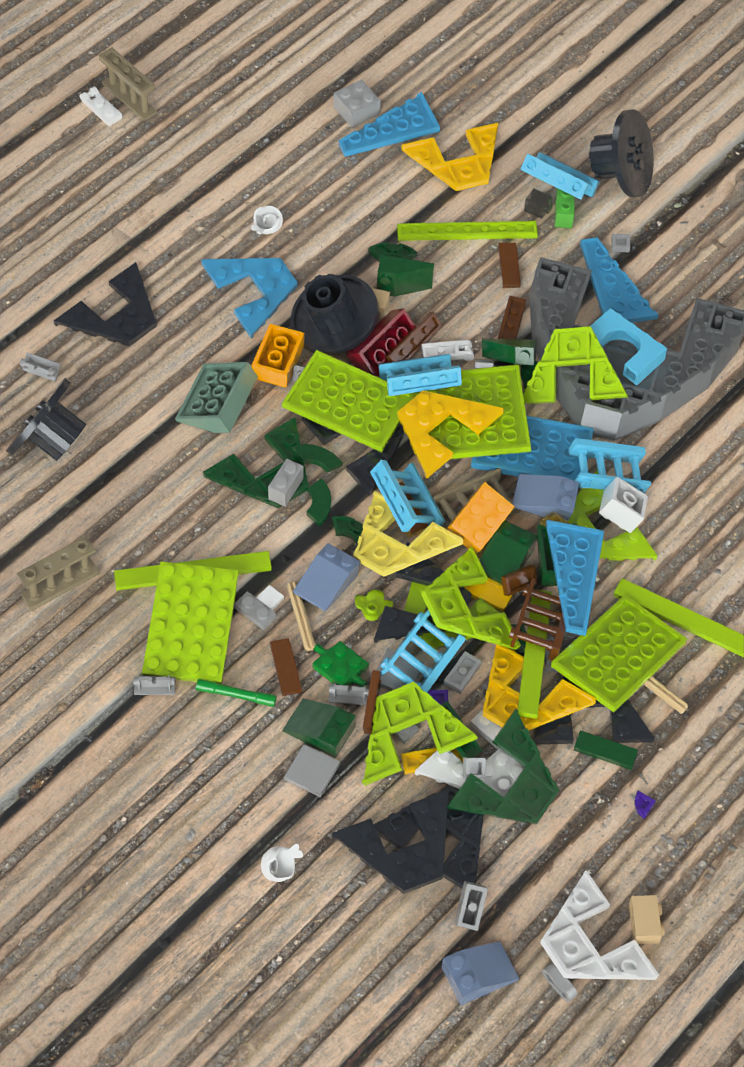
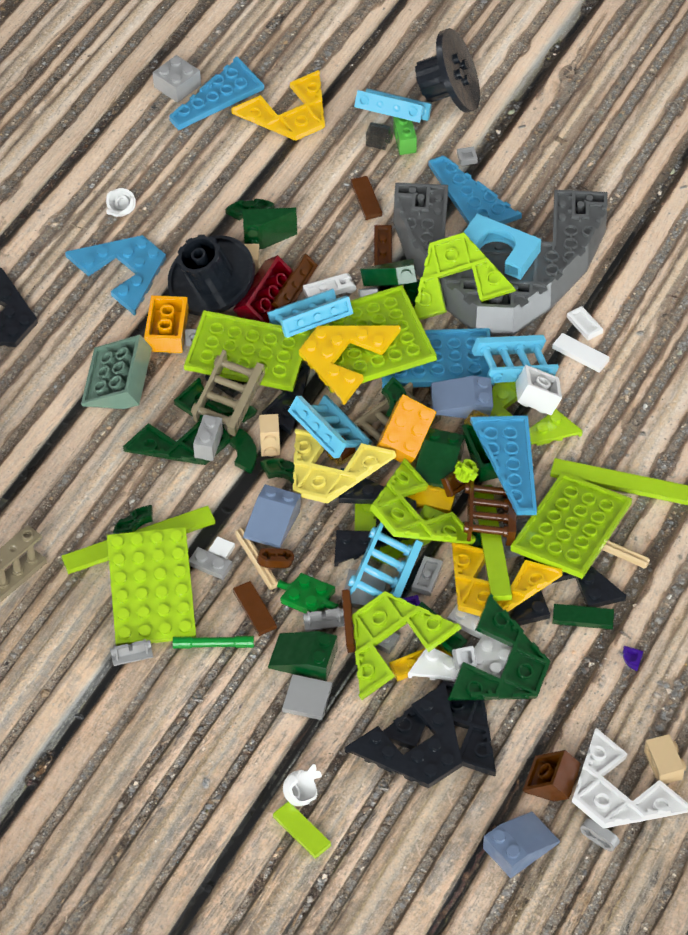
camera: 10 degrees left, 5 degrees down
(196, 549) = (136, 519): none -> dark green tile
(269, 906) = (301, 830): none -> lime tile
(318, 620) = (275, 558): none -> reddish brown beam
(326, 456) = (239, 406): none -> dark tan fence
(346, 492) = (269, 435): none -> tan brick
(372, 604) = (322, 533): lime plate -> none
(466, 230) = (316, 174): lime tile -> none
(471, 905) = (496, 783): light grey brick -> none
(479, 474) = (393, 391): none -> dark green tile
(527, 574) = (466, 470): none -> lime gear
(529, 910) = (552, 776): none -> reddish brown slope
(678, 473) = (580, 352): none -> white tile
(690, 442) = (584, 323): none -> white tile

